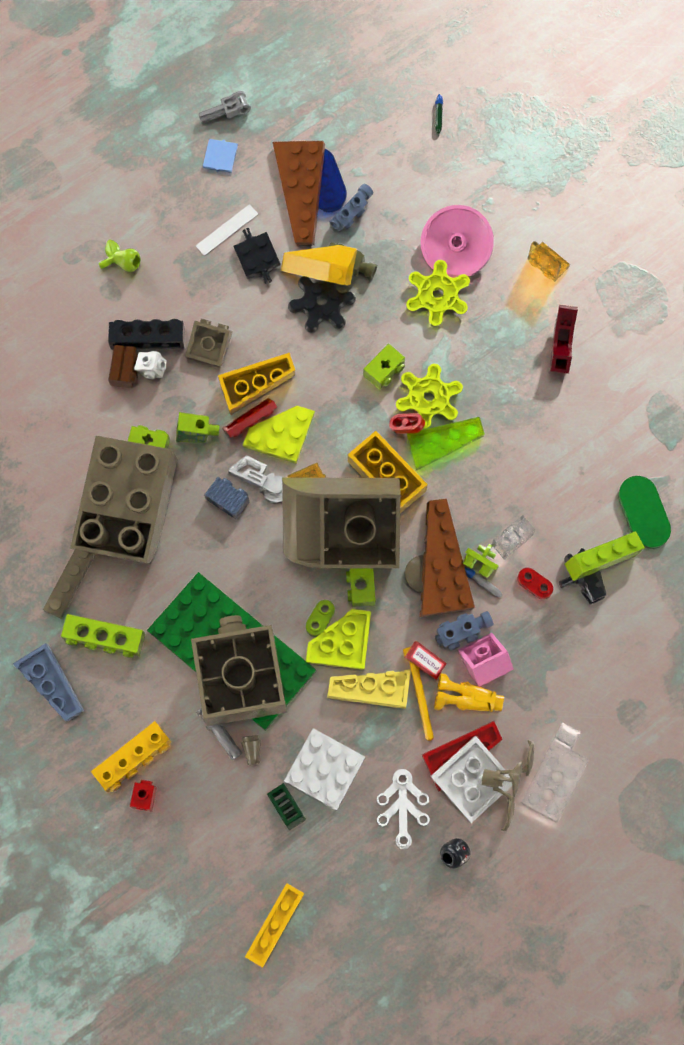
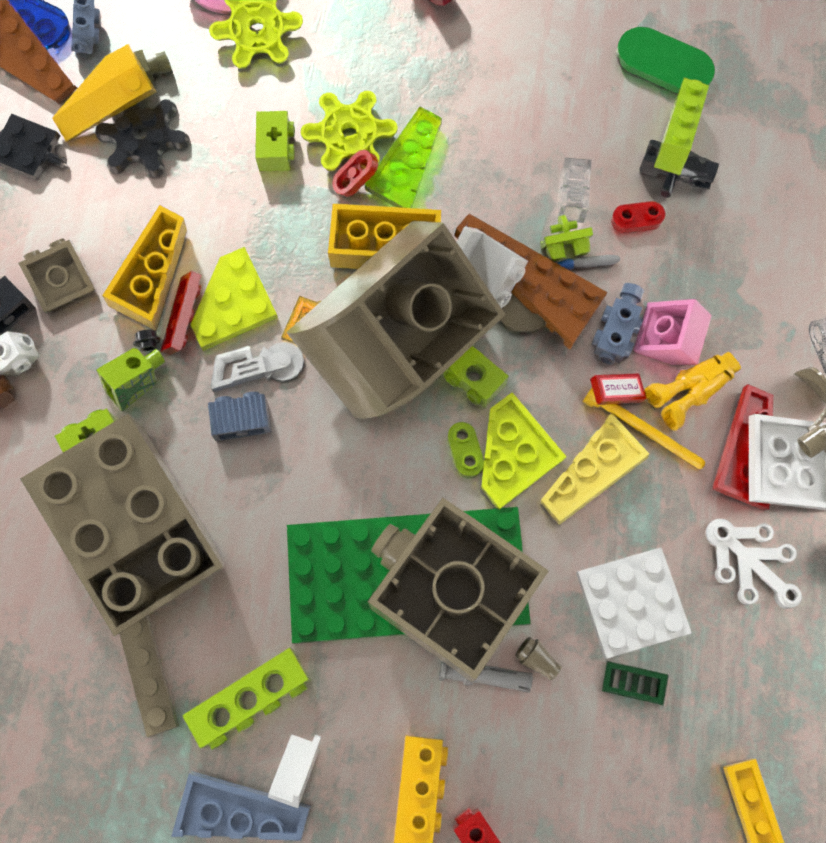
camera: 45 degrees left, 0 degrees up
(92, 688) = (294, 770): none -> white panel
(220, 416) = (146, 340): none -> black plate
(421, 534) = (493, 262): none -> white panel

